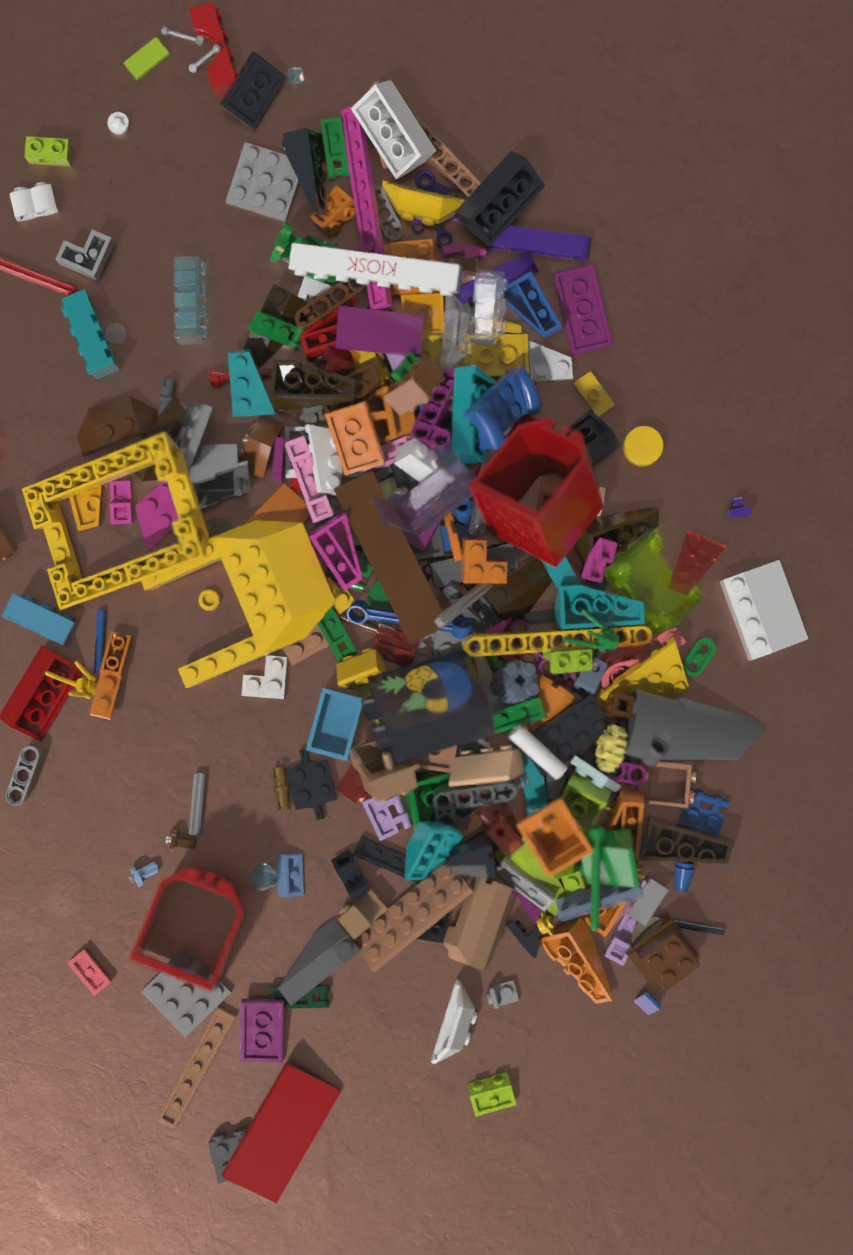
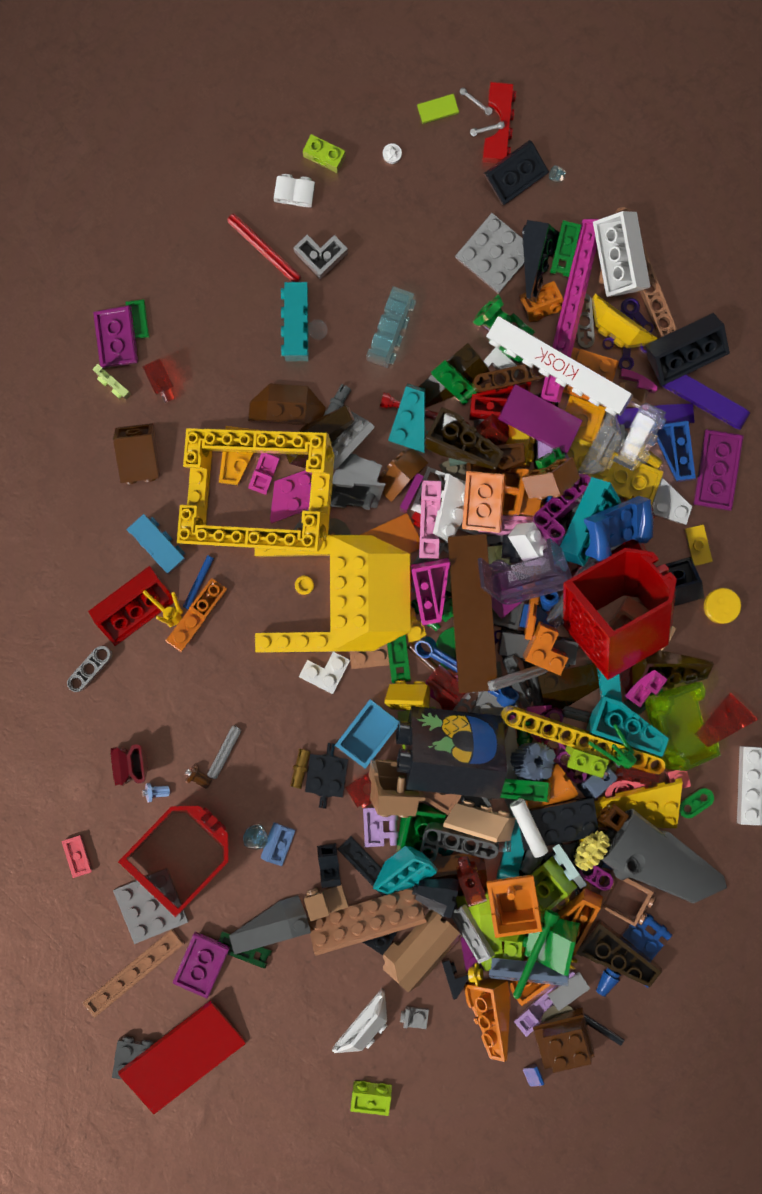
camera: 25 degrees right, 0 degrees up
(103, 856) = (129, 764): none -> dark red piece

